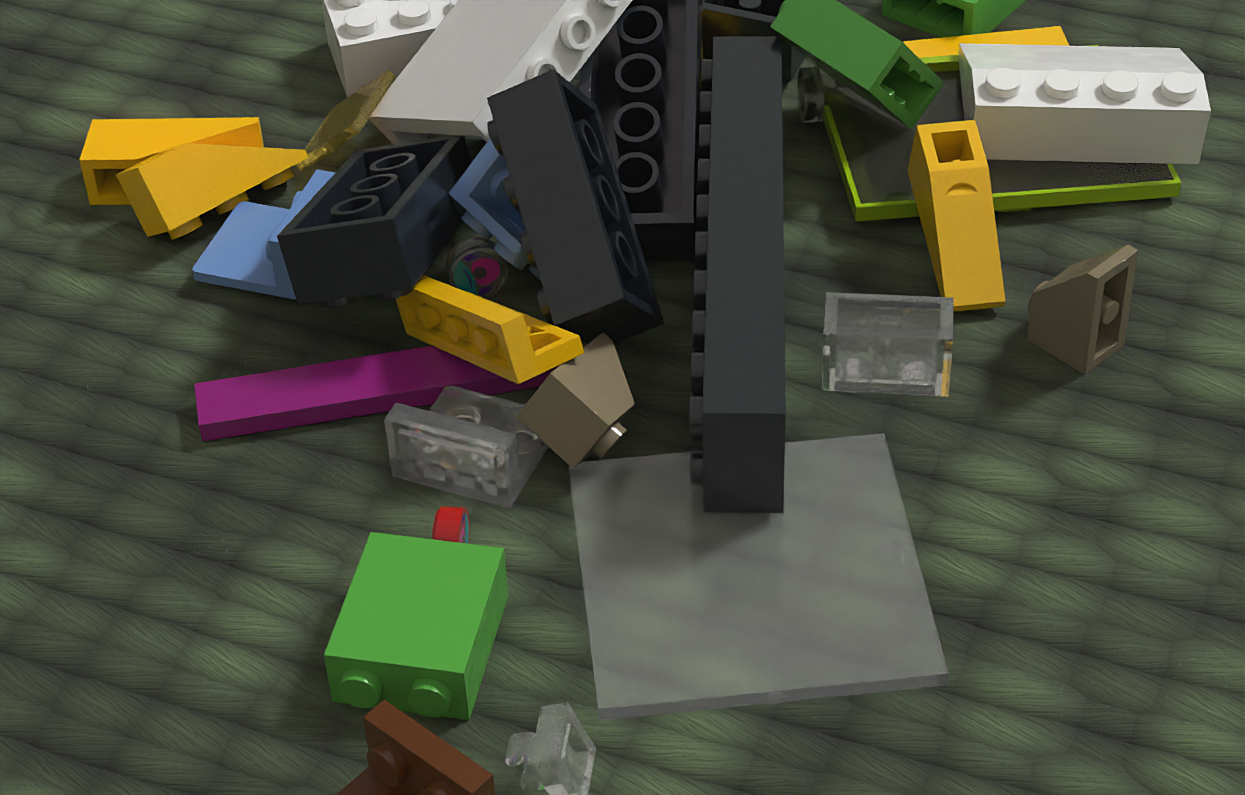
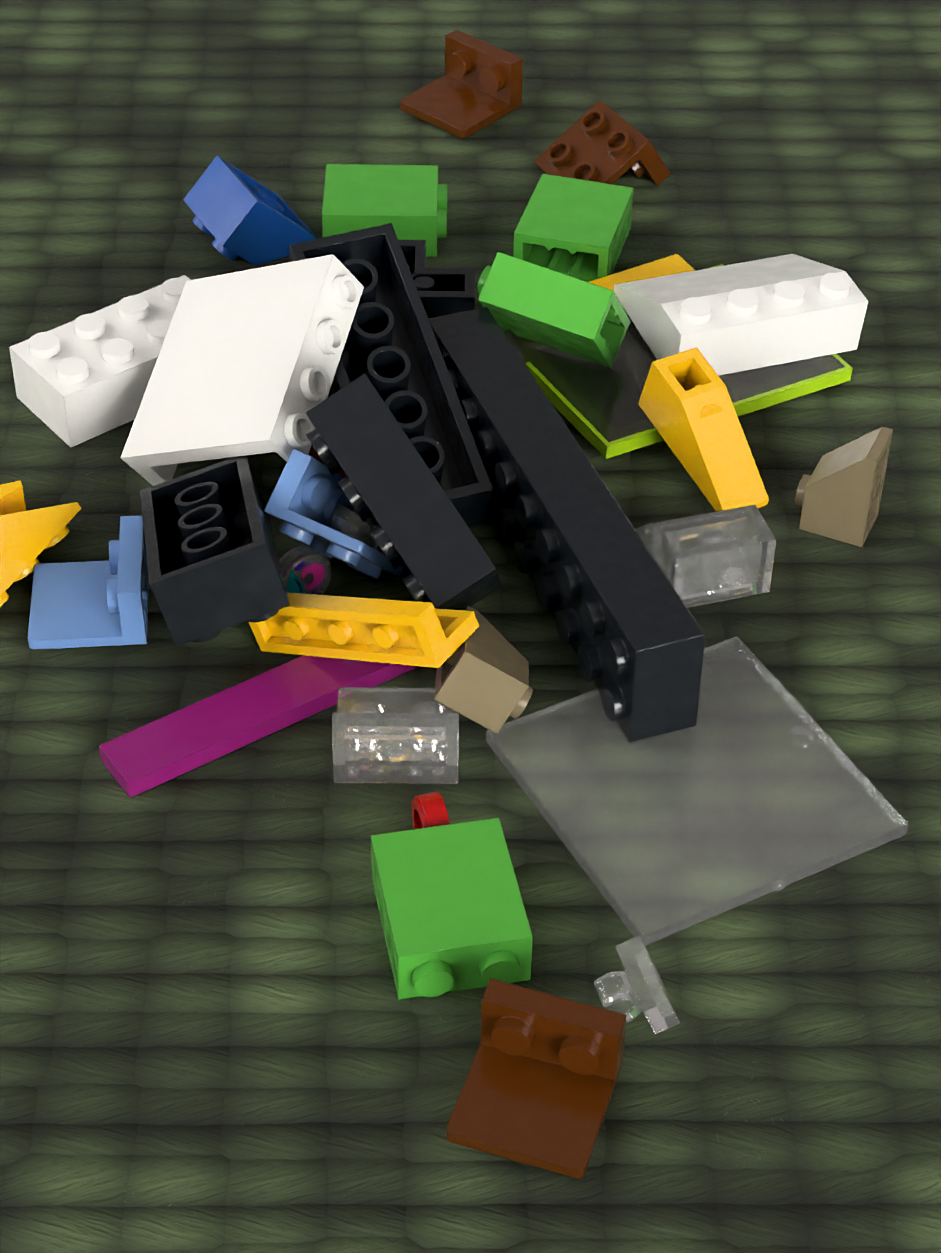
camera: 25 degrees left, 0 degrees up
(346, 119) = (98, 463): clear yellow piece -> none

